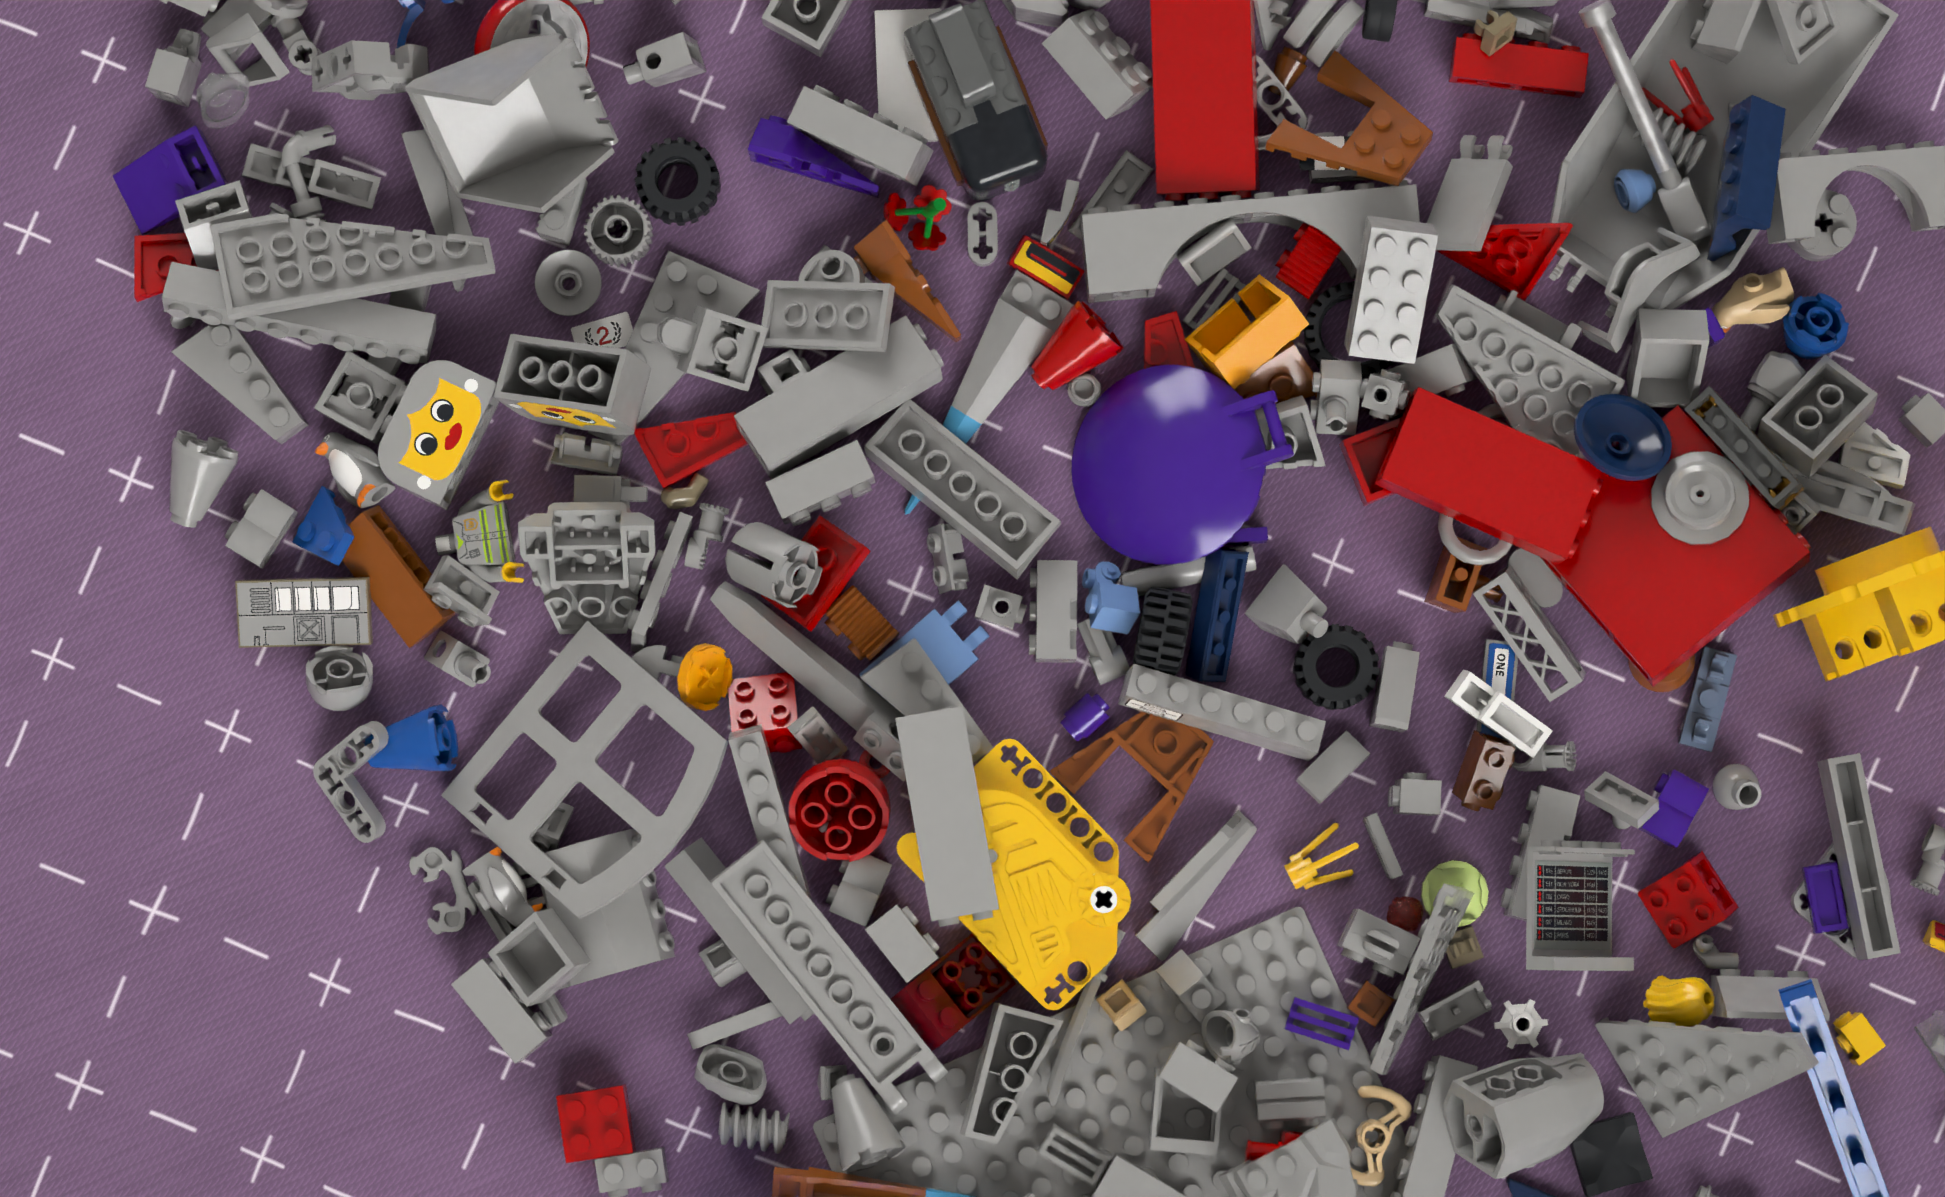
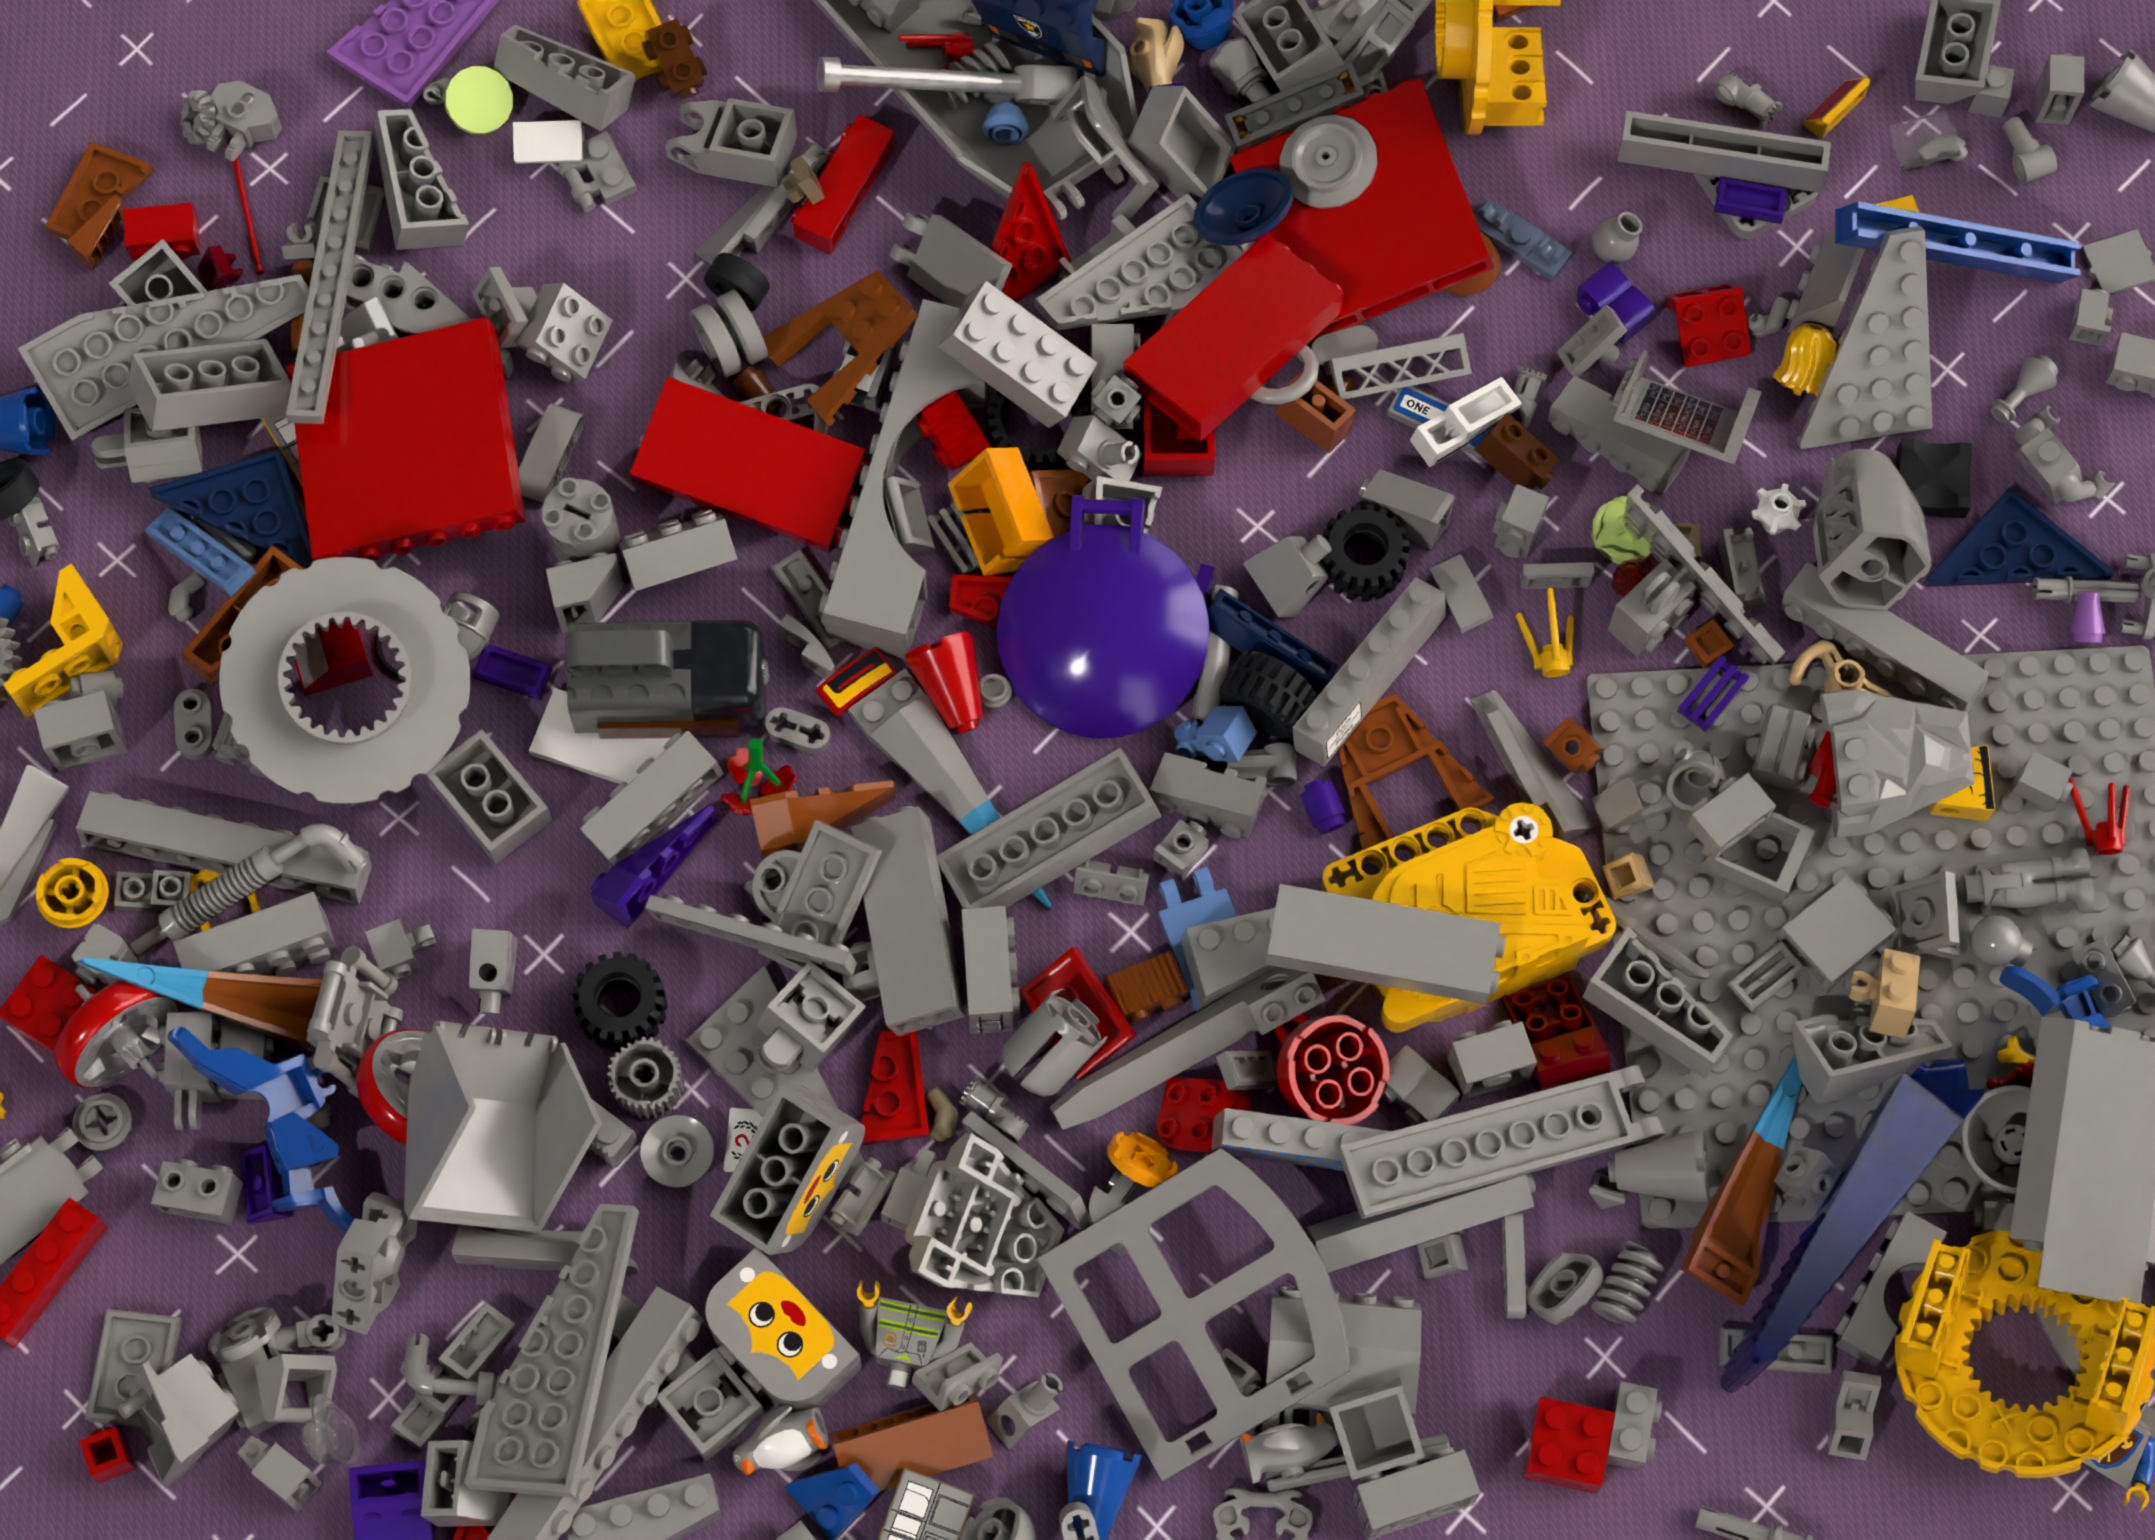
camera: 70 degrees left, 15 degrees down
(776, 282) = (739, 930): none -> light grey plate
(1234, 917) = (1588, 750): none -> dark orange brick

